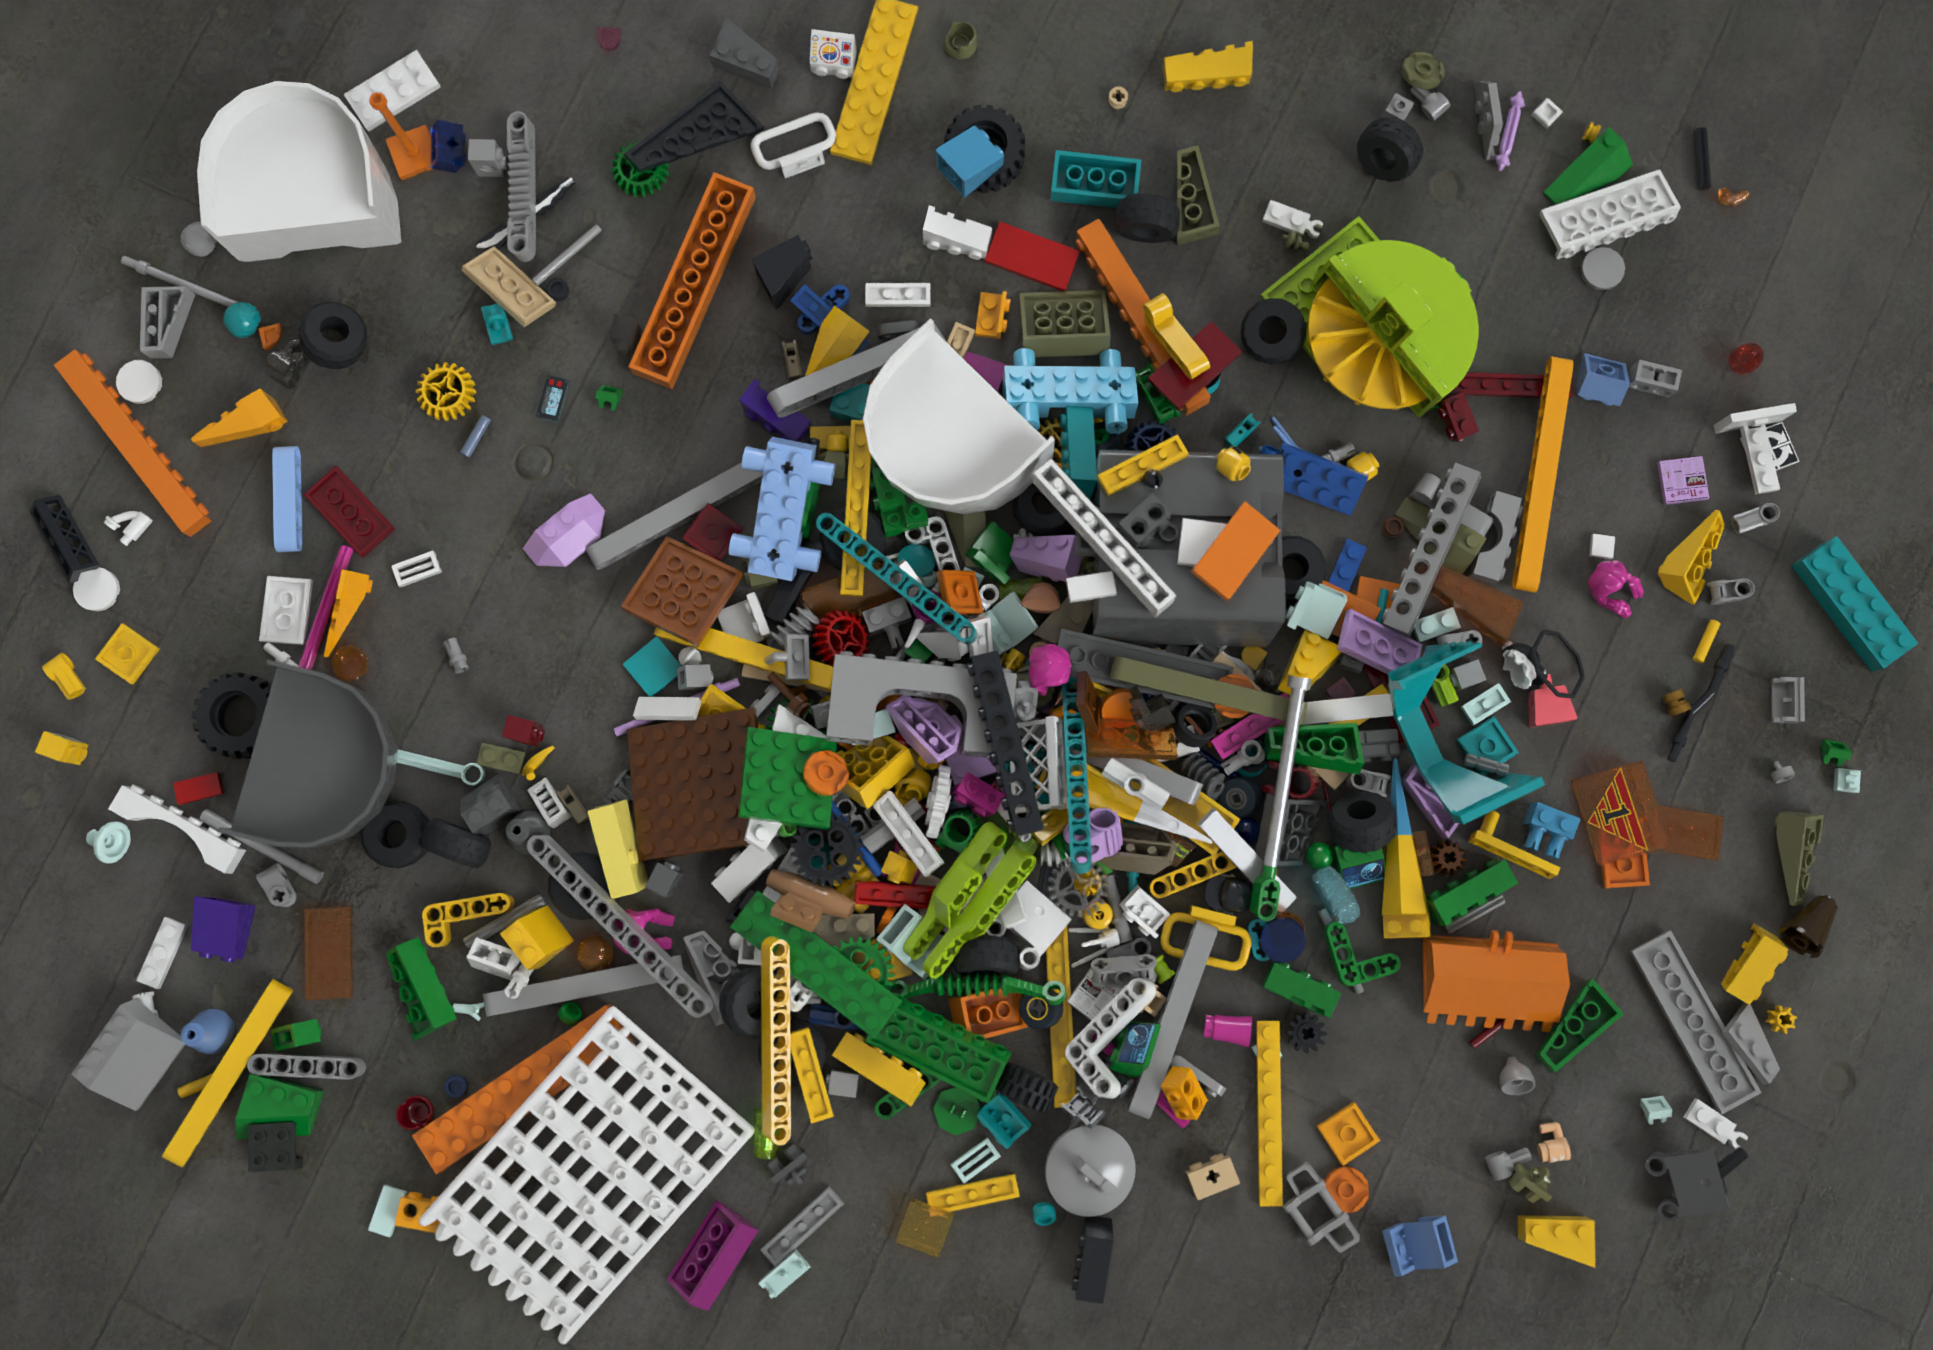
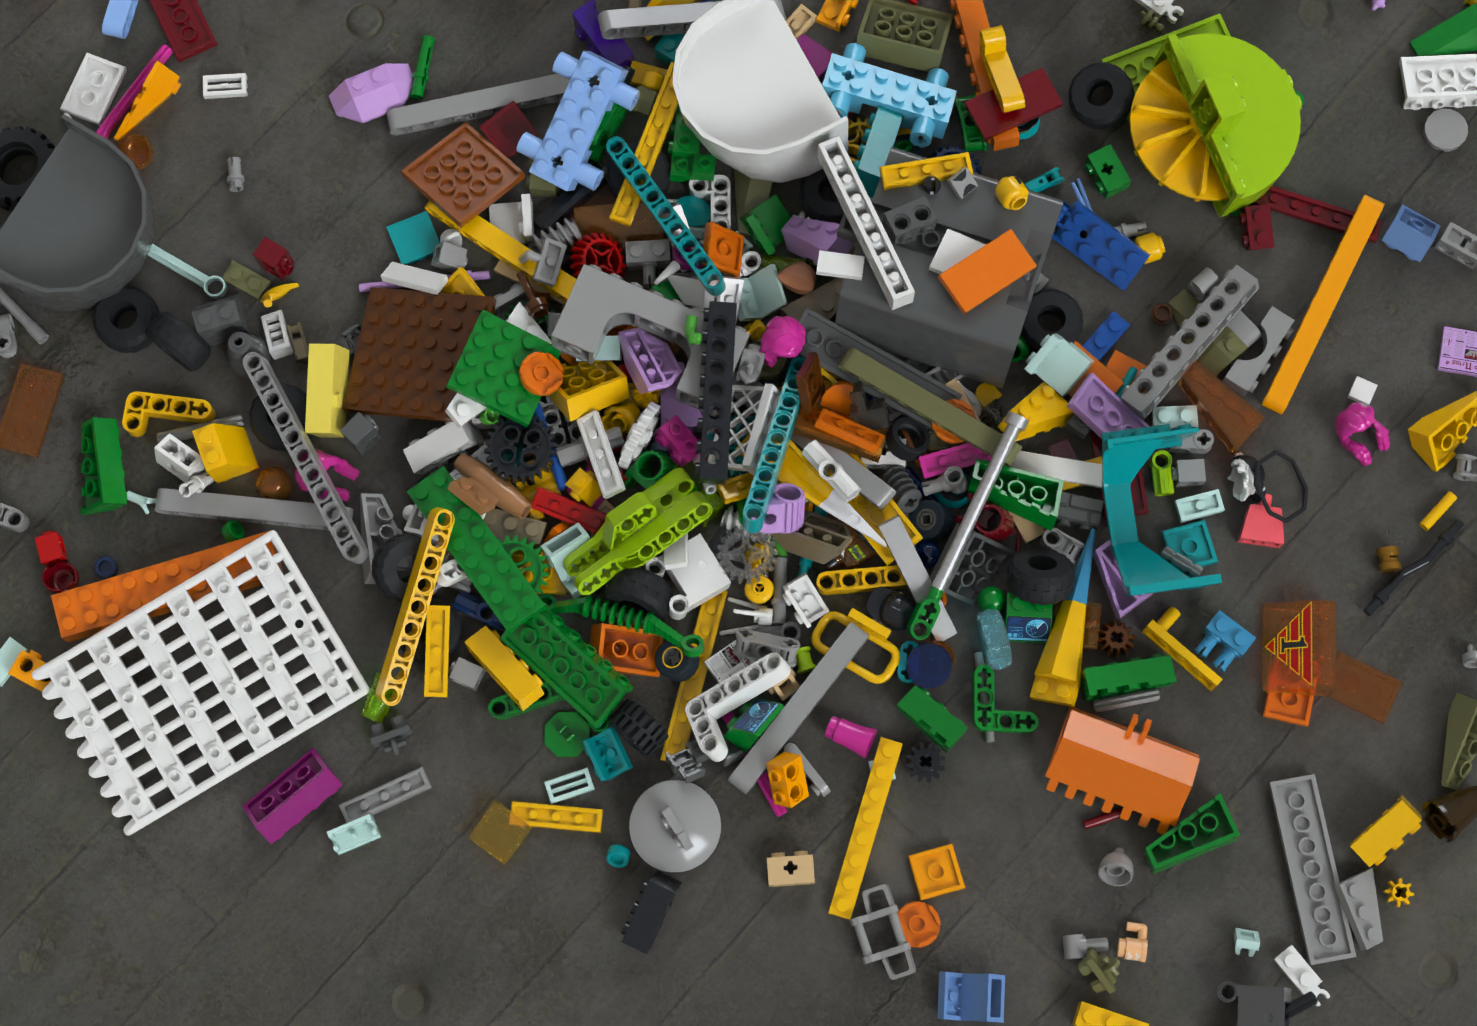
camera: 25 degrees right, 5 degrees down
(396, 1085) = (51, 548): none -> red brick
(607, 500) = (420, 76): none -> green pin
(959, 689) = (690, 330): none -> bright green arm
(1140, 737) = (849, 430): none -> orange tile
(1182, 468) = (962, 183): none -> light grey tile
(1293, 394) = (1107, 160): none -> green brick

